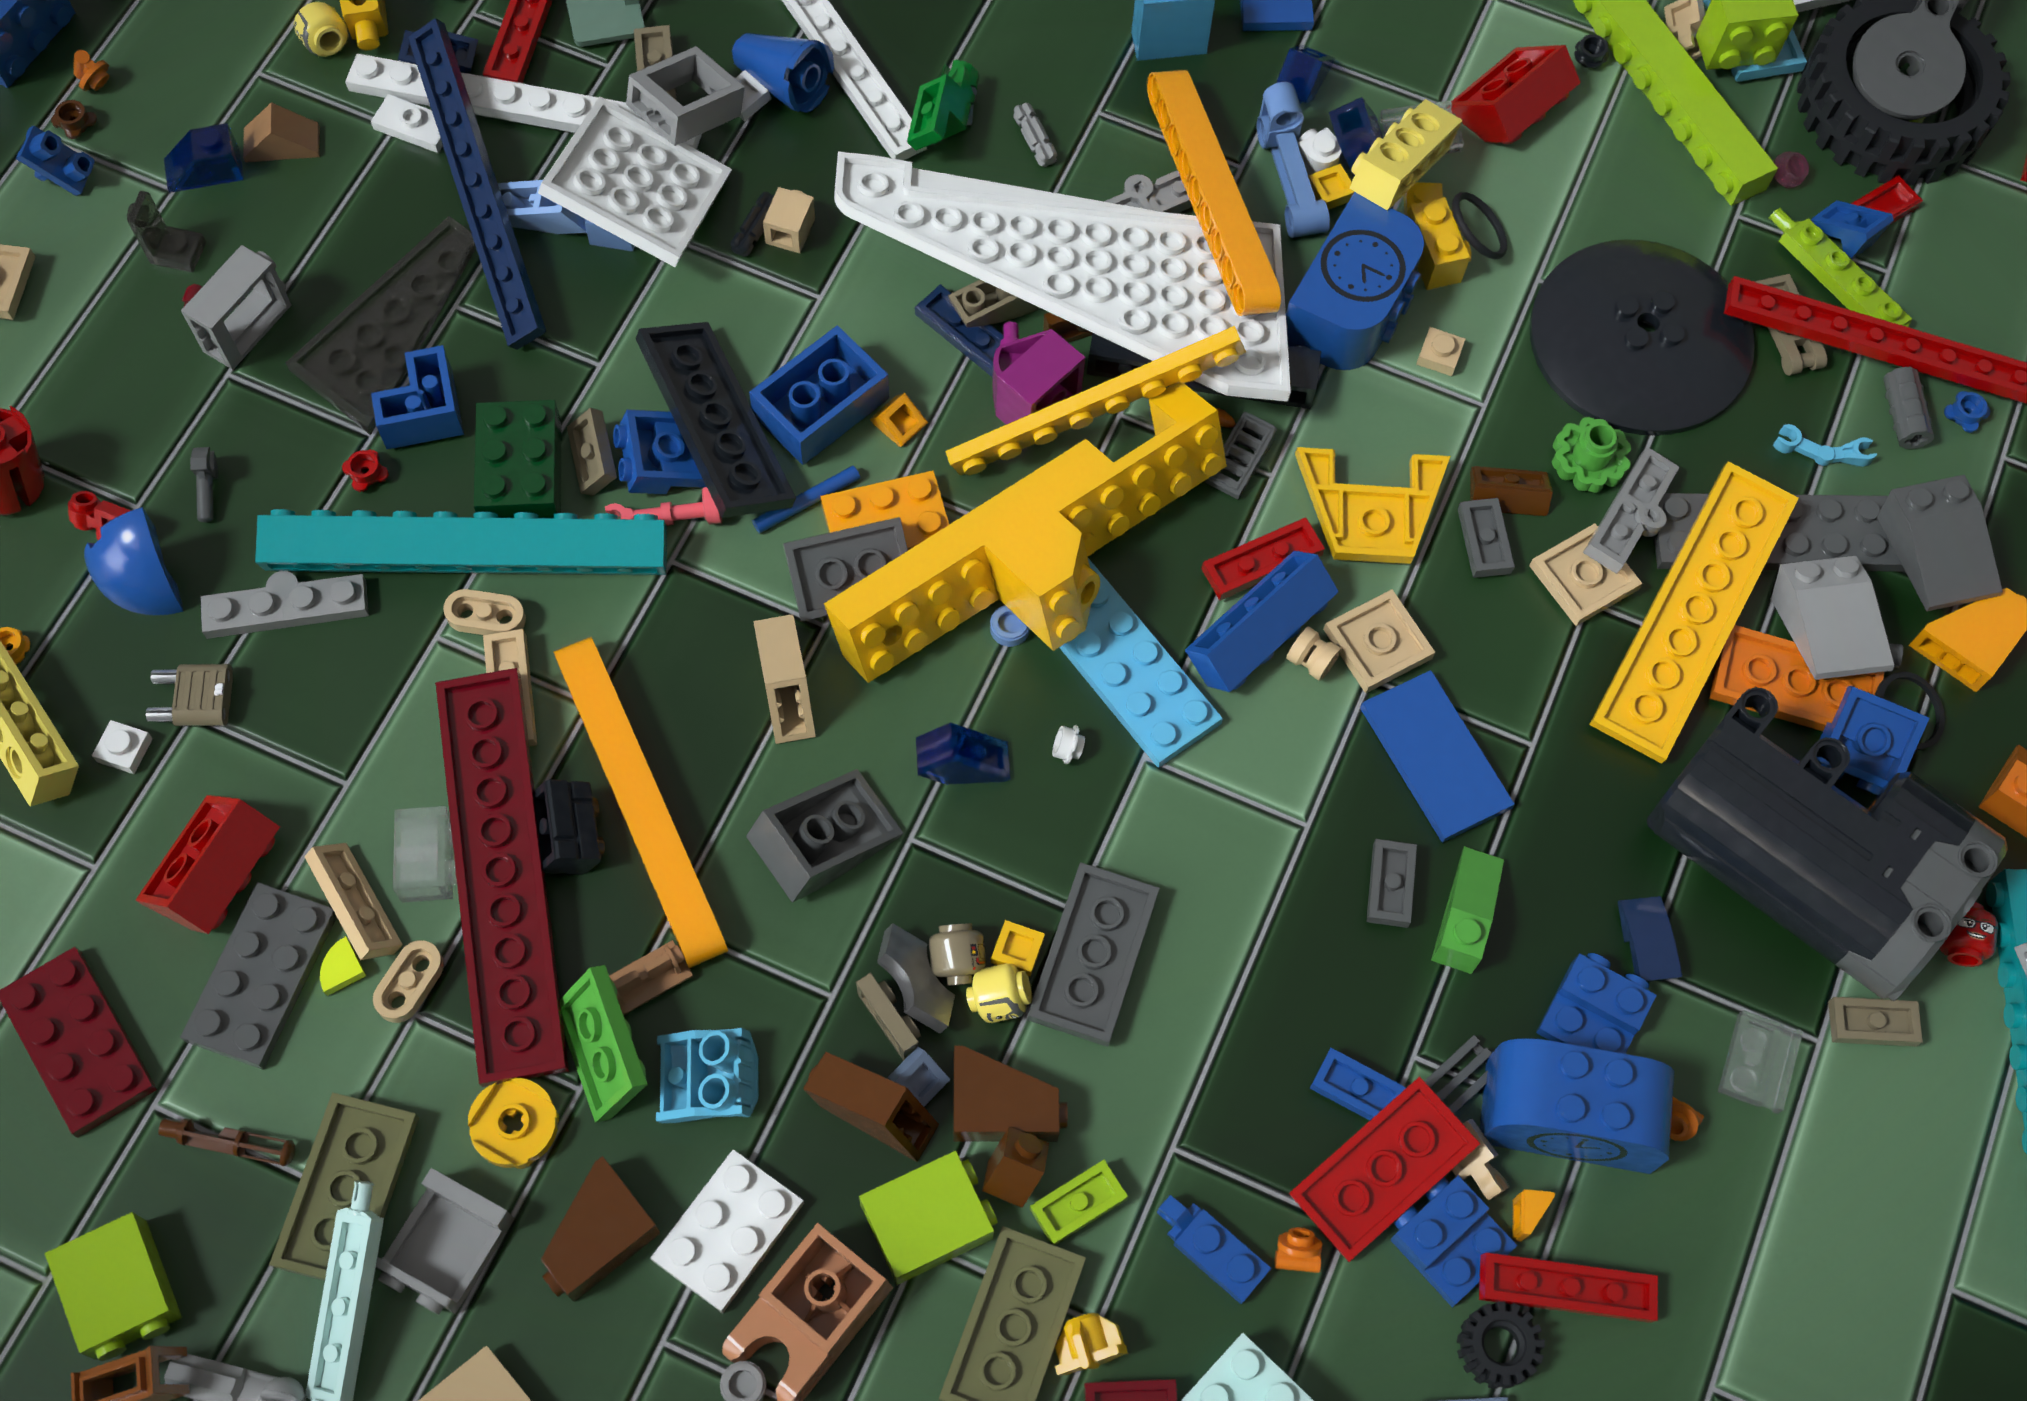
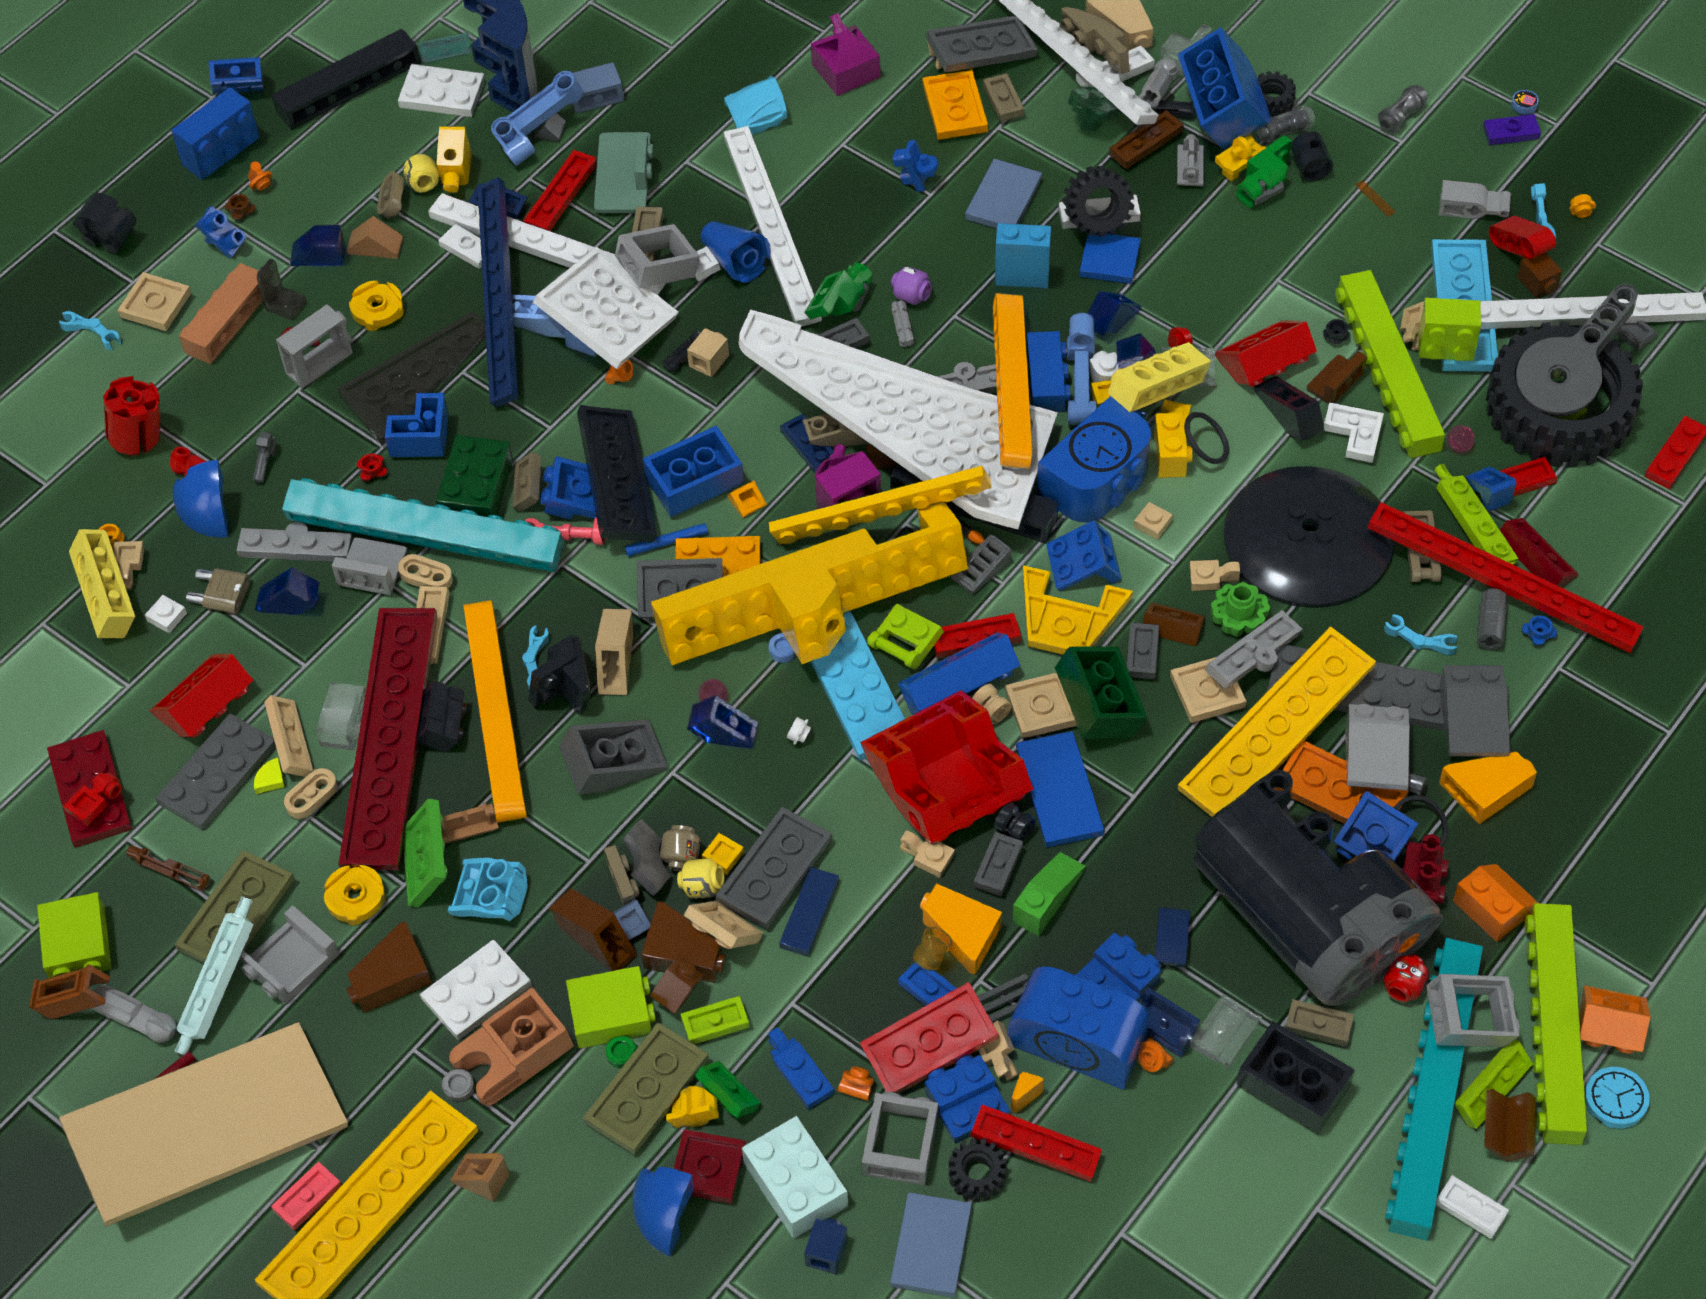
camera: 20 degrees right, 10 degrees down
(45, 673) = (129, 558): none -> tan plate
(82, 1074) = (88, 803): none -> red plate
(90, 282) = (222, 315): none -> nougat brick
(286, 67) = (390, 195): none -> dark tan plate
(295, 683) = (288, 593): none -> clear blue slope
(312, 247) = (379, 316): none -> yellow plate
(402, 617) = (369, 566): none -> light grey bracket
(666, 713) = (535, 646): none -> medium azure piece
(668, 274) = (622, 374): none -> orange plate
(728, 727) = (563, 674): none -> black piece
(934, 711) = (712, 687): none -> clear pink plate
(959, 1279) = (619, 1051): none -> green tile
(969, 161) = (848, 333): none -> dark grey plate
(1034, 80) = (911, 285): none -> medium lavender head
(1054, 1060) = (722, 923): none -> tan plate
(1127, 1305) = (727, 1089): none -> green plate
(1158, 1007) = (809, 911): none -> dark blue tile
(1178, 568) = (910, 629): none -> lime plate
(1251, 166) = (1047, 370): none -> blue brick
(1287, 760) = (946, 767): none -> red slope
(1297, 887) = (928, 856): none -> tan plate
(1347, 1035) = (931, 950): none -> clear yellow wheel
(1367, 420) = (1082, 555): none -> blue bracket
(1371, 985) = (967, 921): none -> light orange slope
(1393, 1369) = (897, 1167): none -> light grey window
(1400, 93) = (1179, 336): none -> red plate
(1405, 823) = (1014, 822): none -> black wheel
(1458, 611) = (1100, 692): none -> dark green brick
(1536, 415) = (1208, 574): none -> tan plate
(1570, 164) = (1291, 407): none -> black slope
(1610, 113) = (1337, 377): none -> reddish brown panel
(1664, 174) = (1361, 426): none -> white plate
(1696, 1068) = (1169, 1023): none -> dark blue hinge
(1878, 1111) = (1295, 1077): none -> black brick
(1929, 307) = (1537, 553): none -> dark red slope
(1948, 769) = (1426, 866): none -> dark red brick

